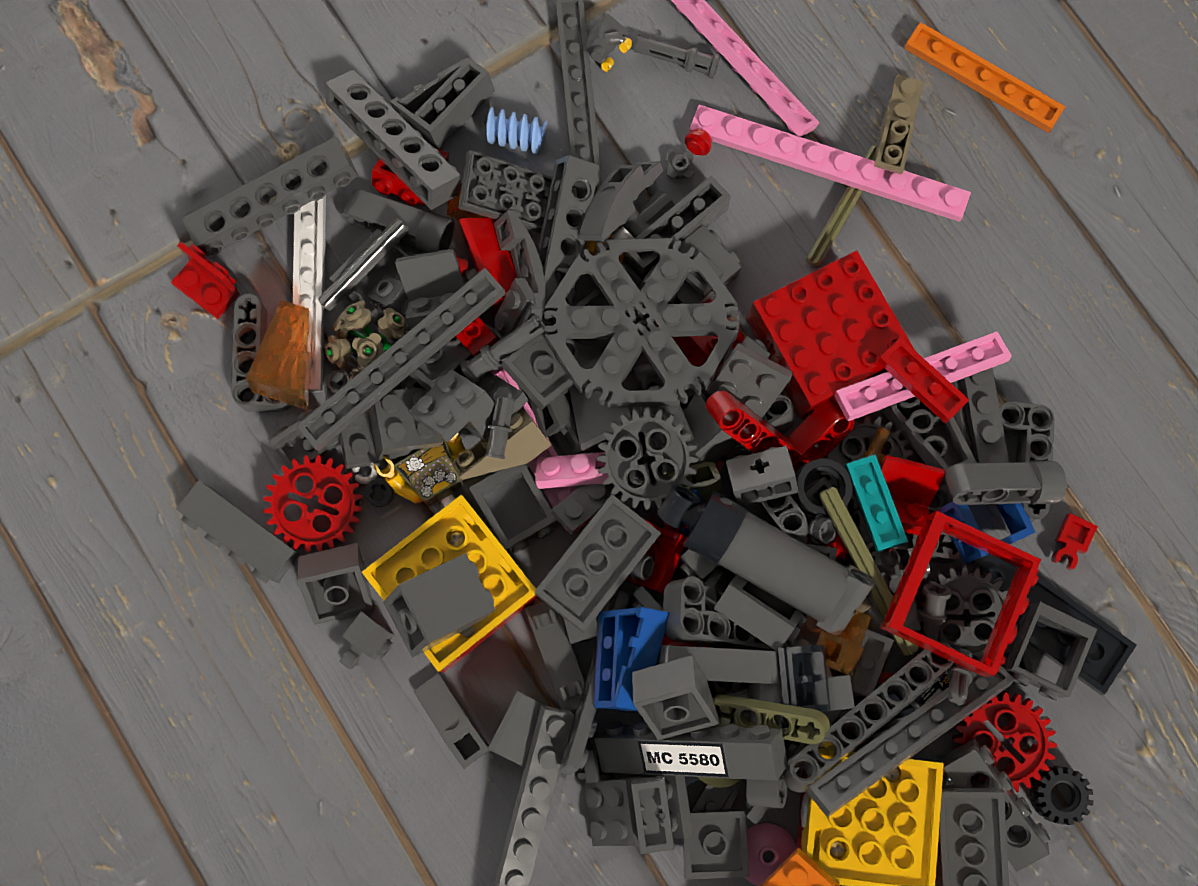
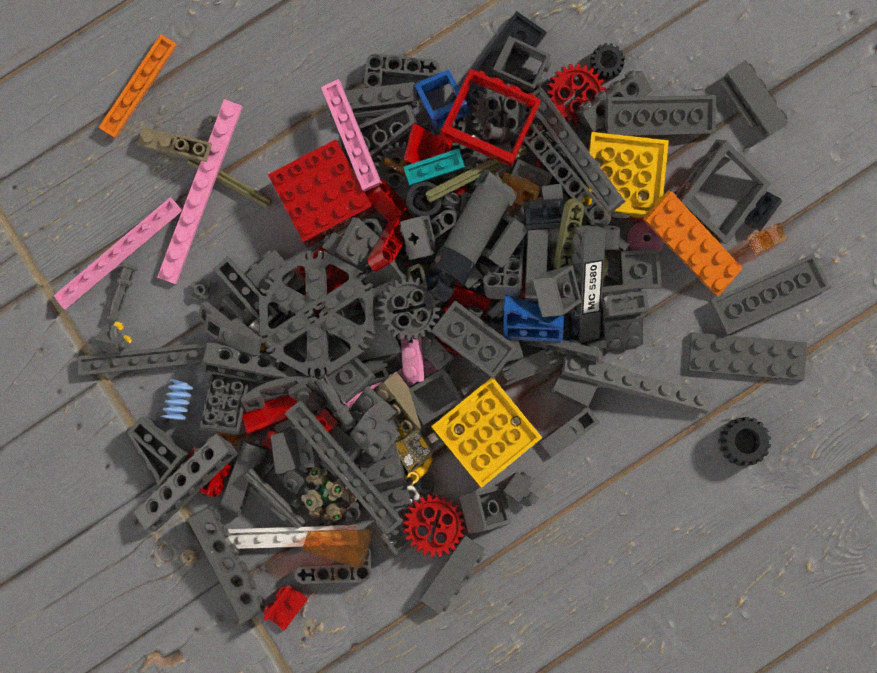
camera: 85 degrees left, 5 degrees up
(439, 604) = (503, 436): dark grey slope -> none
(500, 427) = (389, 402): dark grey axle -> none
(698, 142) = (184, 277): red plate -> none
(923, 380) = (356, 135): red plate -> none
(959, 679) = (541, 120): dark grey axle -> none
(1006, 483) = (420, 86): dark grey beam -> none
(1075, 537) = (449, 44): red plate -> none

